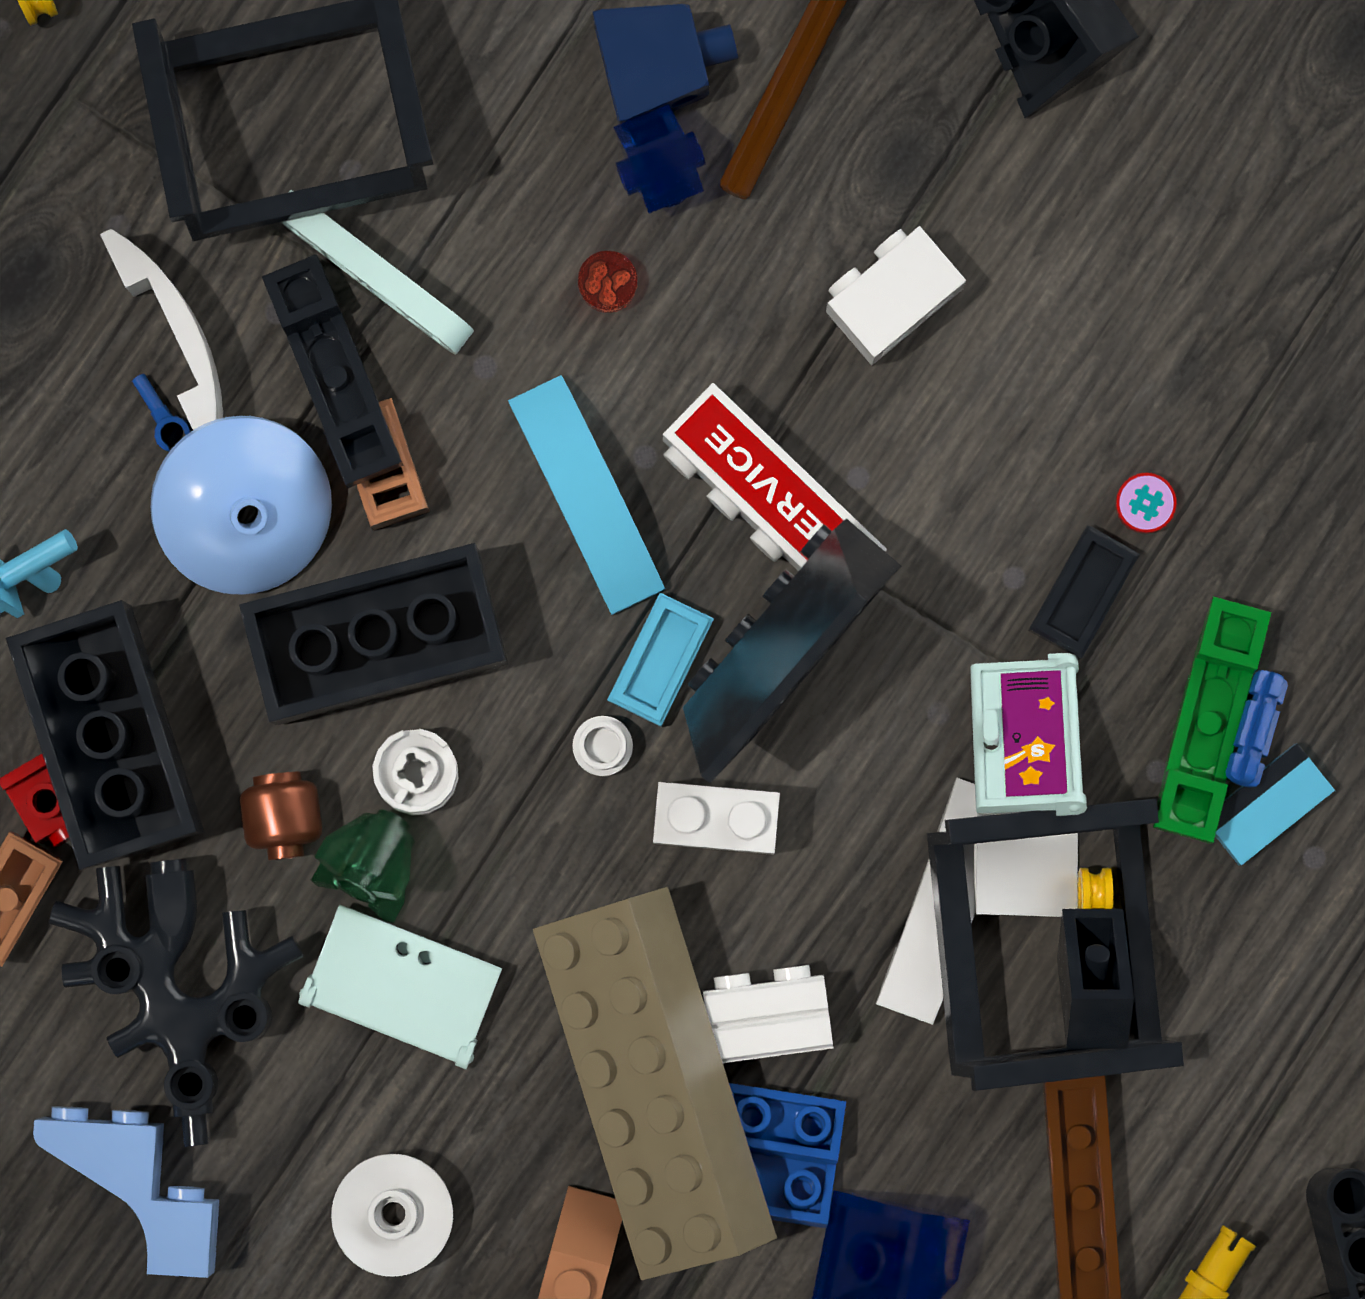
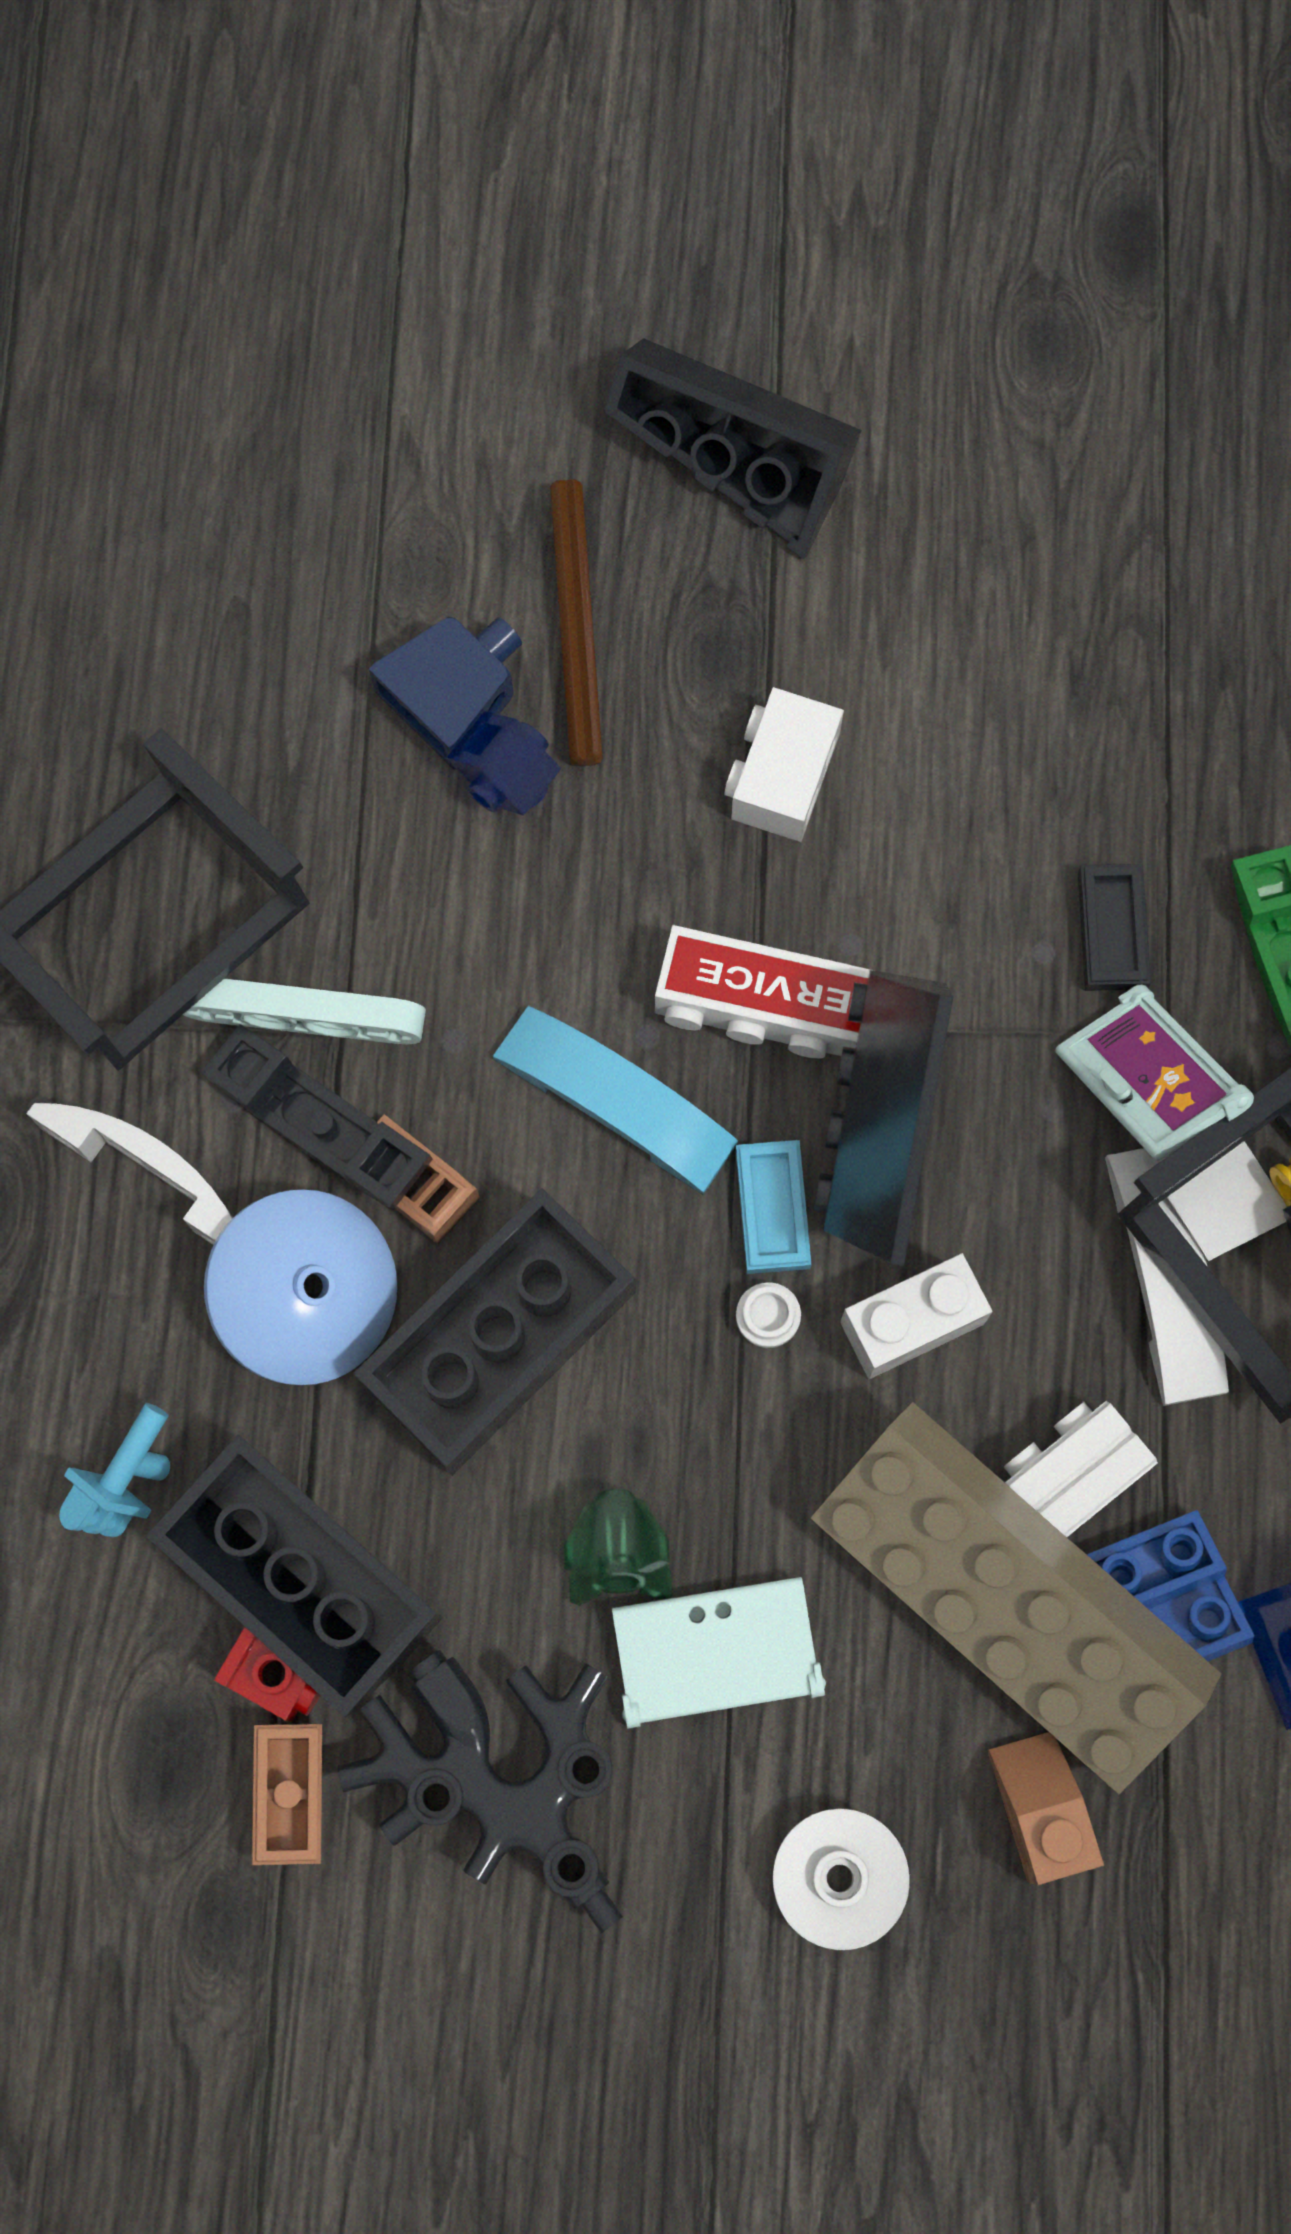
camera: 30 degrees left, 10 degrees down
(127, 1162) = (552, 1985): light blue arch -> none
(158, 410) = (173, 1250): blue hand -> none
(281, 814) = (506, 1555): copper head -> none
(415, 772) = (609, 1440): white wheel -> none
(607, 281) = (520, 901): clear red tile -> none
(1145, 503) = (1118, 819): tile -> none

